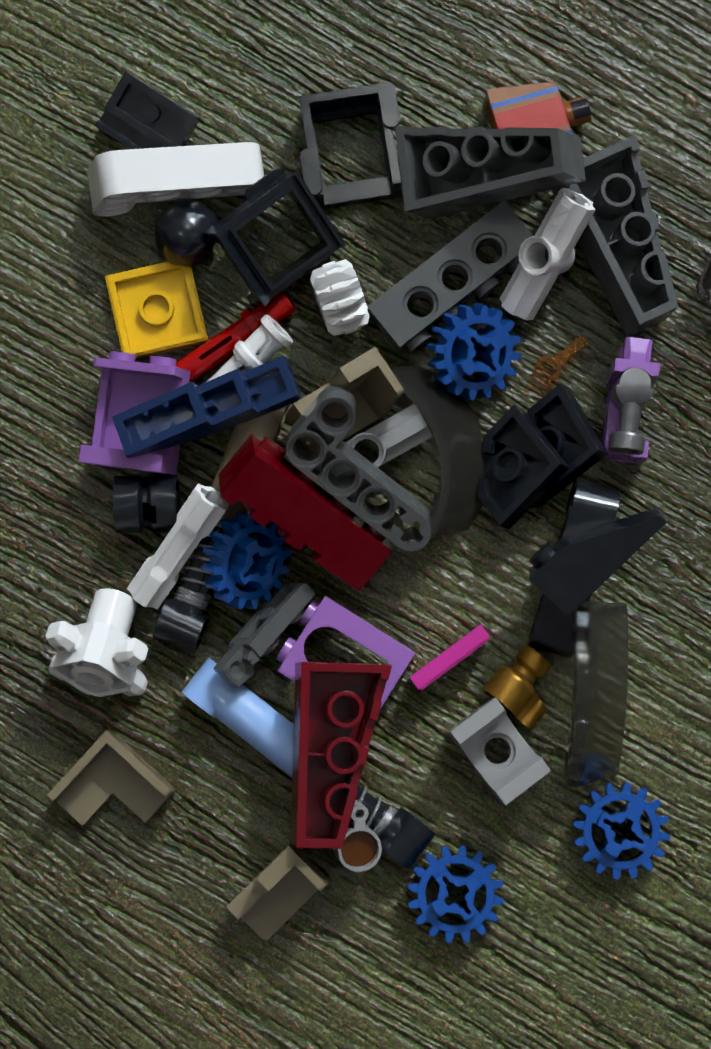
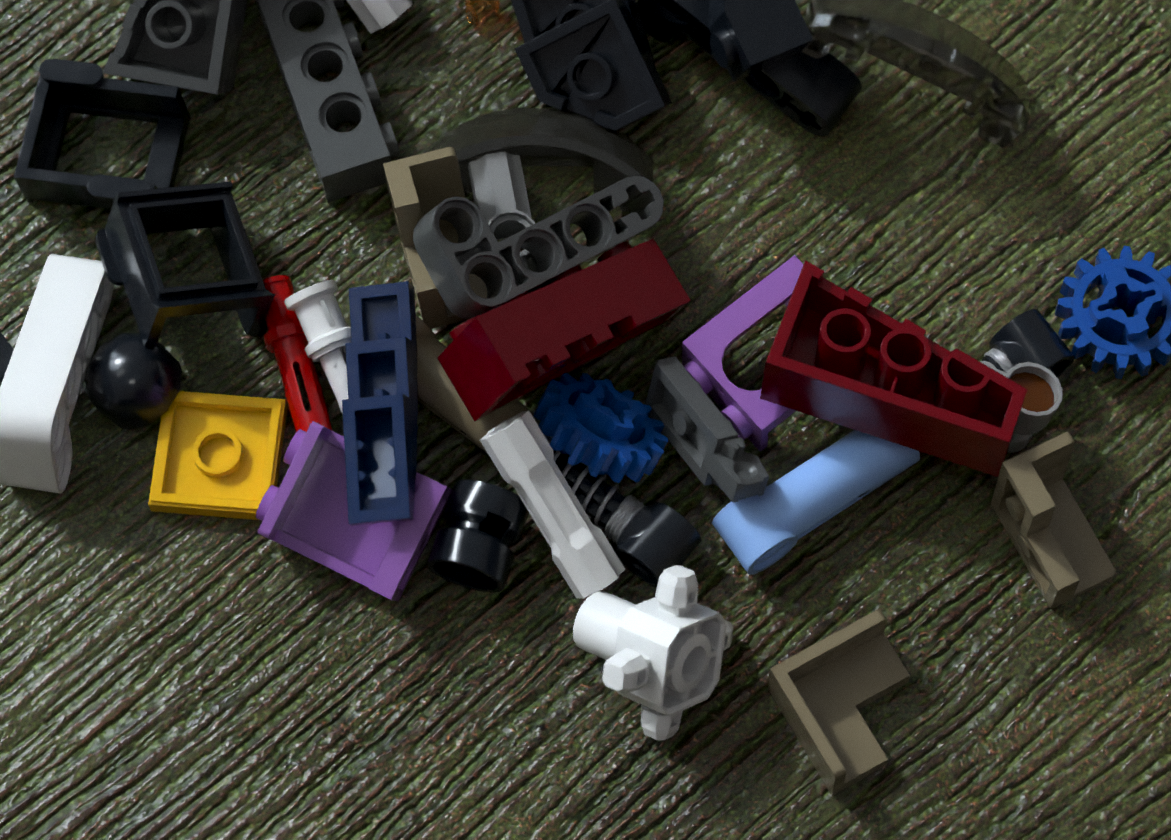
camera: 70 degrees left, 15 degrees down
(339, 297) = (296, 210): white gear -> none
(449, 658) = (813, 222): dark pink tile -> none
(456, 351) = (428, 75): blue gear -> none
(515, 687) = (876, 164): pearl gold piece -> none
(522, 764) = (983, 180): light grey piece -> none
(630, 811) = (1097, 71): blue gear -> none

